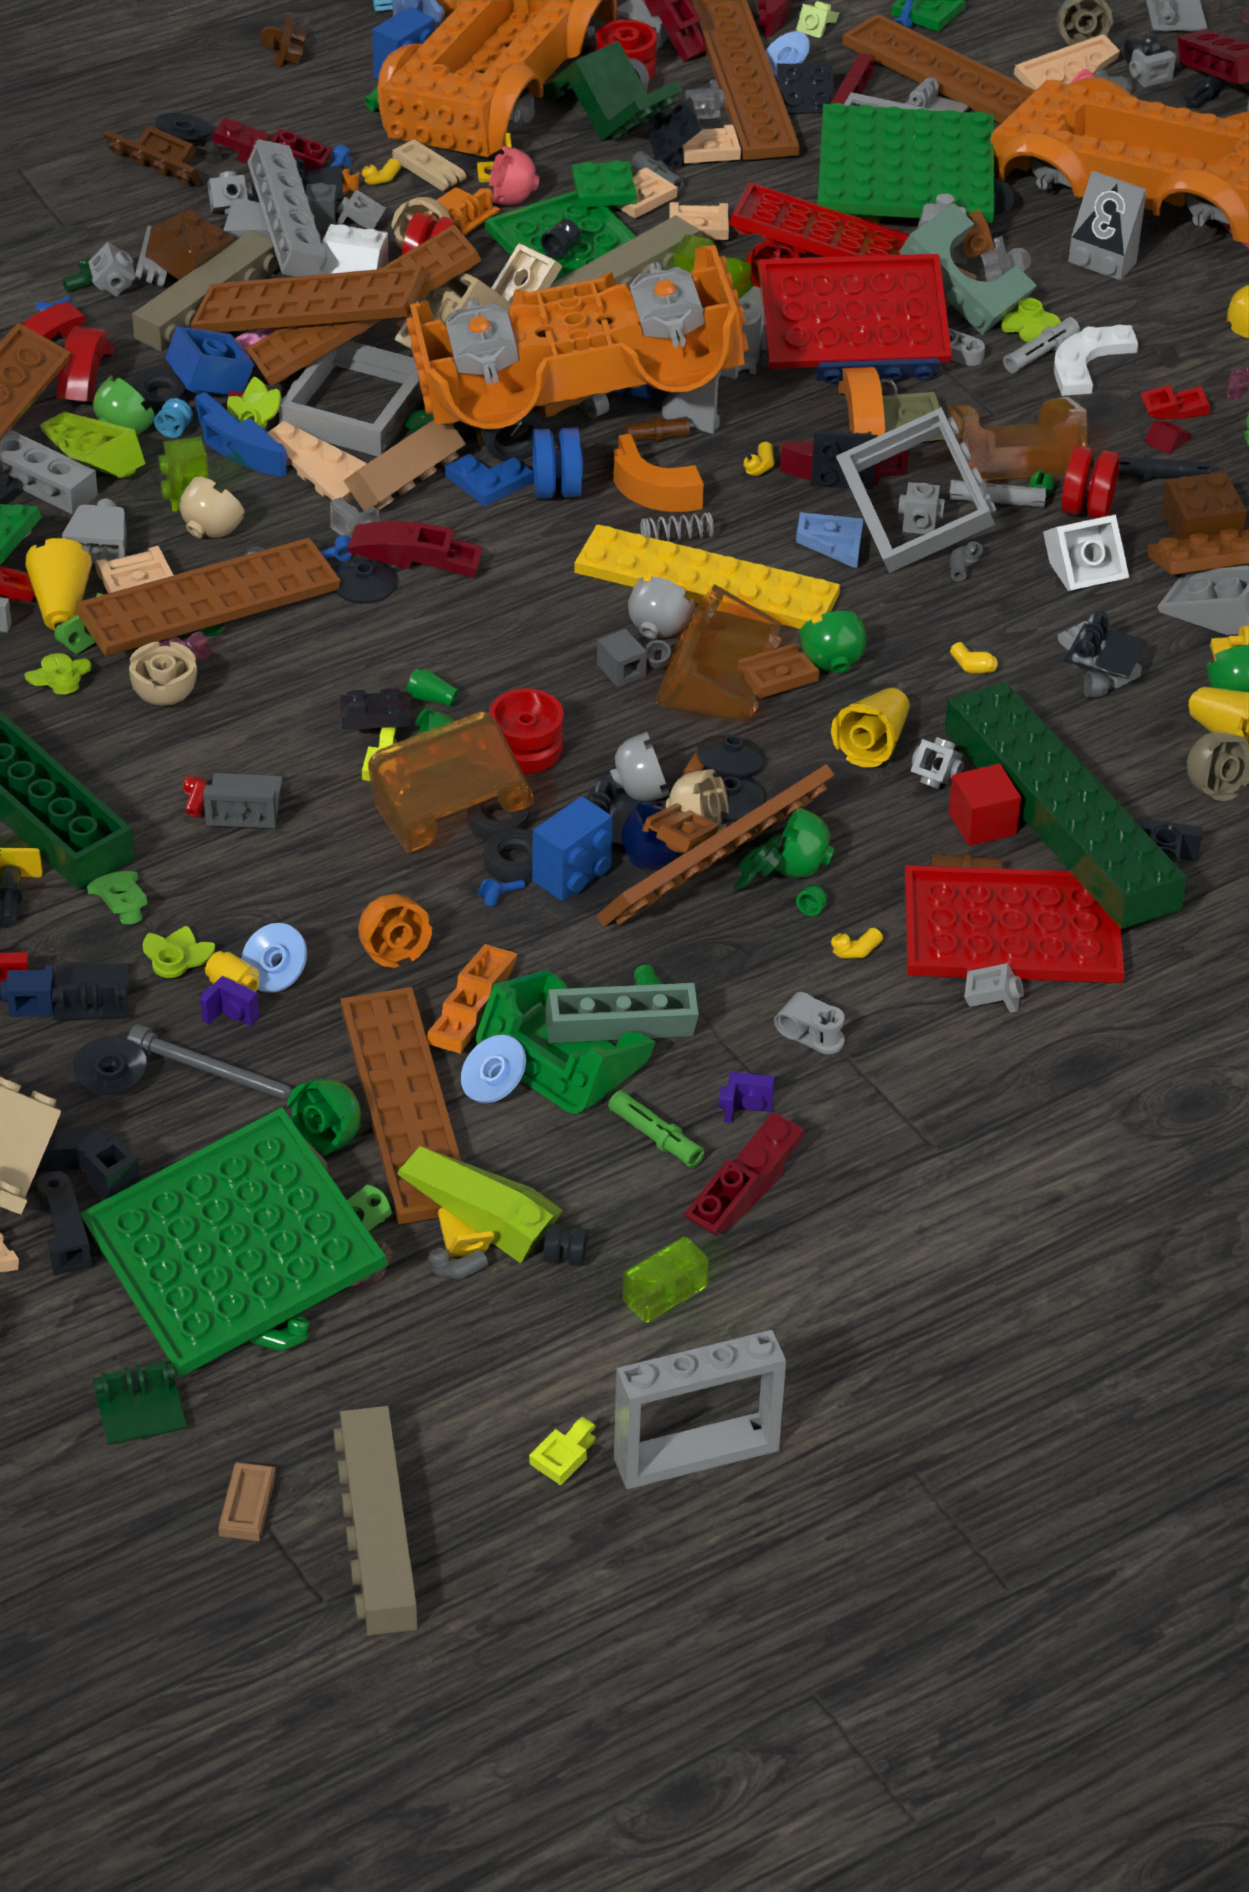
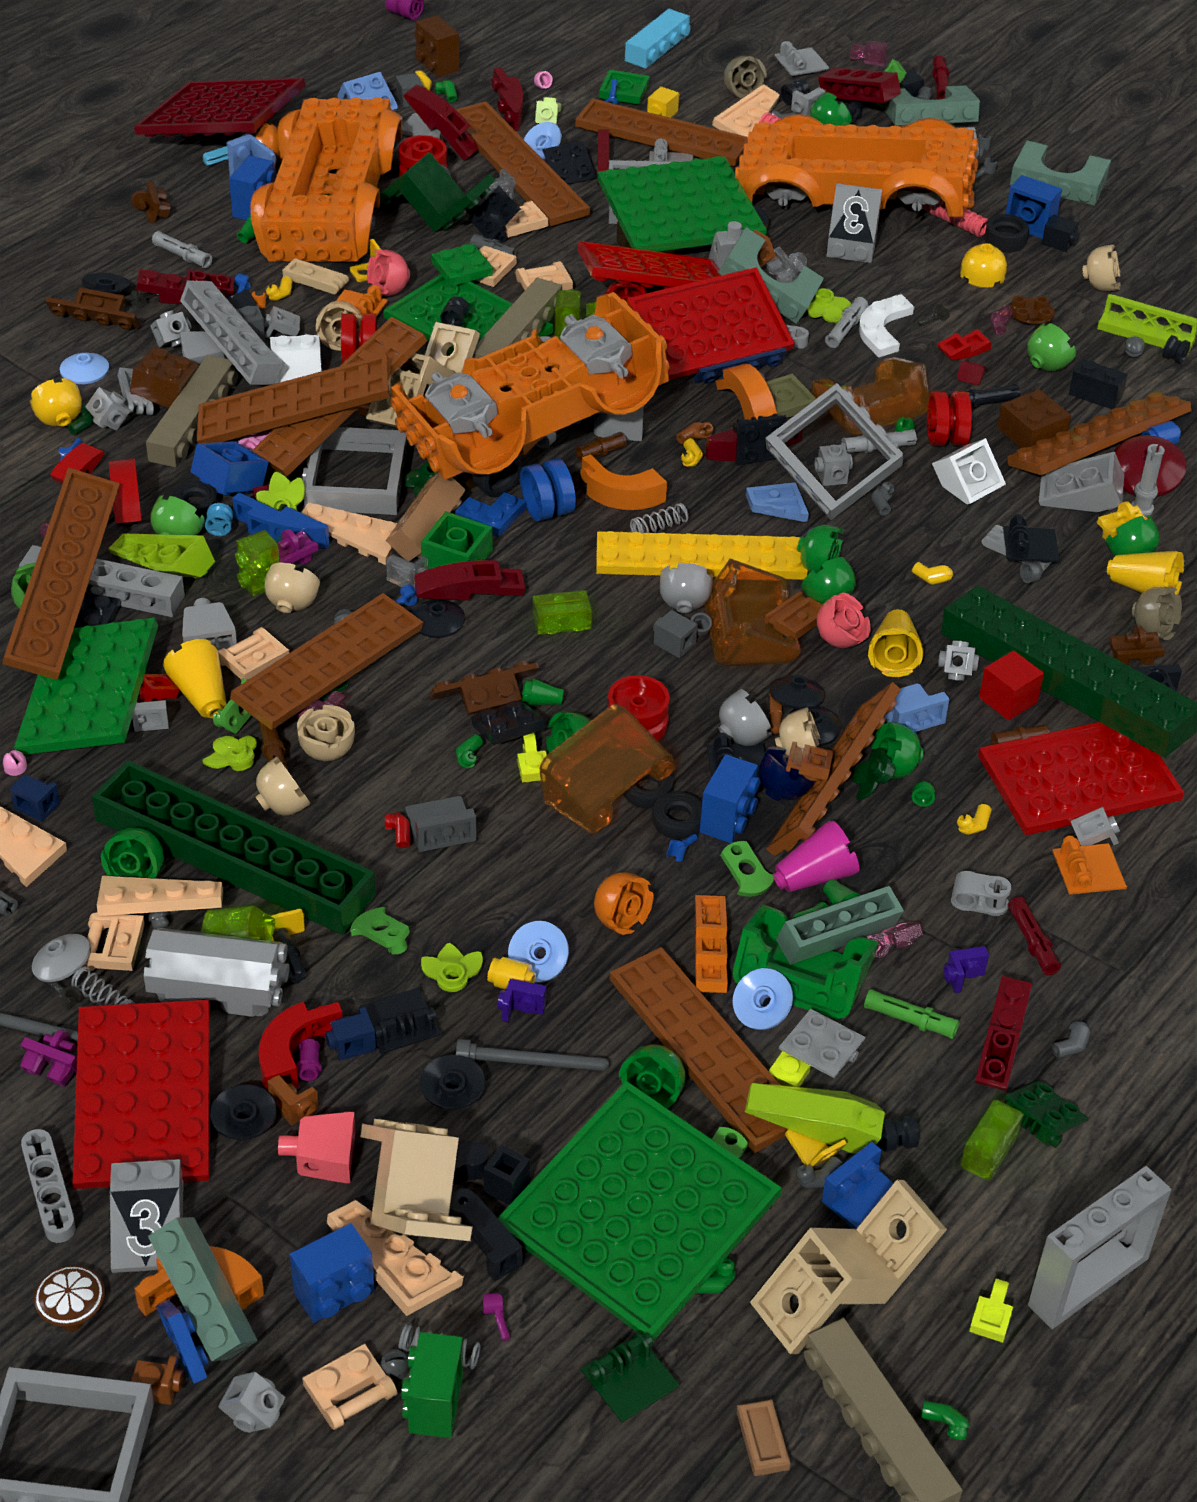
camera: 20 degrees left, 0 degrees up
(35, 1294) = (494, 1305): none -> magenta hand
(57, 250) = (56, 402): none -> yellow cylinder
(85, 721) = (279, 790): none -> tan cylinder
(103, 680) = (272, 745): none -> reddish brown pin
(116, 219) = (84, 368): none -> light blue dish
(234, 467) = (295, 547): none -> magenta hips
(305, 117) = (188, 252): none -> light grey pin
(314, 731) = (466, 750): none -> green arm
(373, 669) = (487, 691): none -> reddish brown bracket
(419, 1354) = (847, 1266): none -> tan bracket
(421, 497) = (456, 540): none -> green brick
(455, 1536) = (946, 1414): none -> green arm
(491, 1294) = (856, 1186): none -> blue bracket
(492, 1150) = (789, 1070): none -> neon yellow plate
(503, 604) = (562, 612): none -> clear neon green brick
(532, 1131) = (822, 1043): none -> light grey hinge
(557, 949) = (752, 884): none -> bright green piece
(636, 939) = (817, 860): none -> dark pink cone
(692, 1044) = (900, 935): none -> clear pink plate
(746, 1268) = (1046, 1111): none -> dark green hinge
(779, 435) = (695, 431): none -> dark orange arm
(821, 686) = (842, 621): none -> coral cylinder
(830, 1207) = (1075, 1043): none -> dark grey arm
(846, 592) = (819, 546): none -> green cylinder
(848, 1111) = (1038, 944): none -> dark red pin
(853, 805) = (918, 709): none -> medium blue bracket
(960, 1027) = (1088, 867): none -> orange hinge
(964, 35) = (663, 102): none -> yellow brick
(1163, 86) = (829, 111): none -> green cylinder
(1168, 796) = (1137, 646): none -> reddish brown hips

